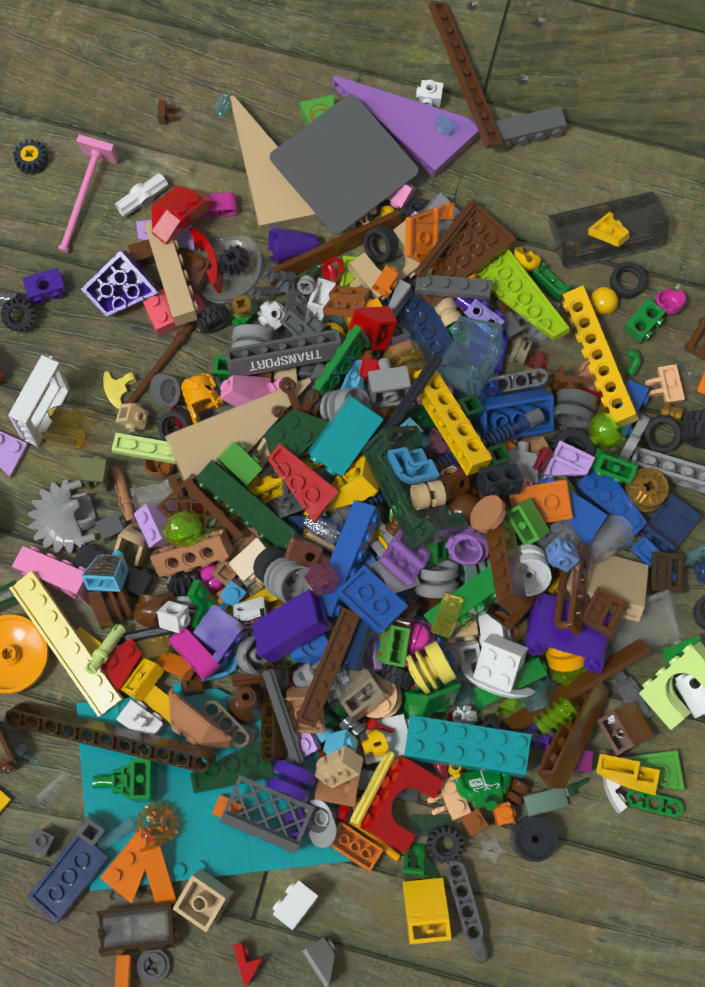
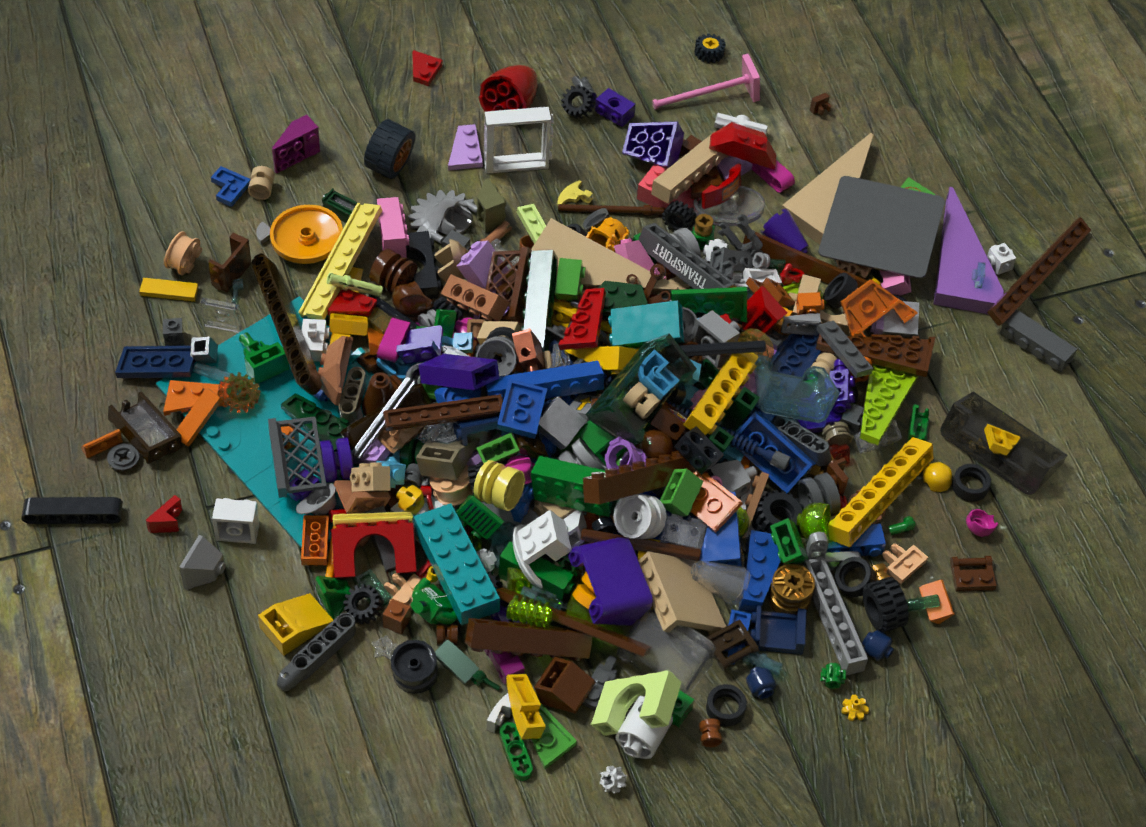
camera: 55 degrees right, 20 degrees down
(63, 422) = (515, 175): clear yellow piece -> none
(106, 572) = (415, 250): torso -> none
(132, 417) = (556, 209): tan brick -> none
(173, 616) = (412, 309): white brick -> none
(182, 529) = (486, 270): clear neon green cylinder -> none
(203, 900) = (197, 456): tan brick -> none
(222, 105) = (859, 133): clear light blue plate -> none
(234, 260) = (735, 199): black gear -> none
(322, 578) = (513, 365): clear pink brick -> none
(402, 560) = (572, 418): medium lavender slope -> none
(446, 238) = (882, 326): reddish brown axle -> none
(447, 615) = (547, 469): clear yellow slope -> none
(488, 514) = (660, 452): nougat tile -> none
(493, 384) = (781, 422): clear blue plate -> none
(504, 814) = (421, 631): orange brick -> none
(527, 260) = (918, 396): yellow hair -> none
(542, 459) = (748, 484): dark red pin -> none
(562, 554) = (671, 528): medium blue brick -> none
(568, 461) = (762, 506): lavender wing -> none
(578, 593) = (615, 555): reddish brown piece -> none
(597, 610) = (645, 581): reddish brown plate -> none
(642, 320) = (945, 510): green brick -> none

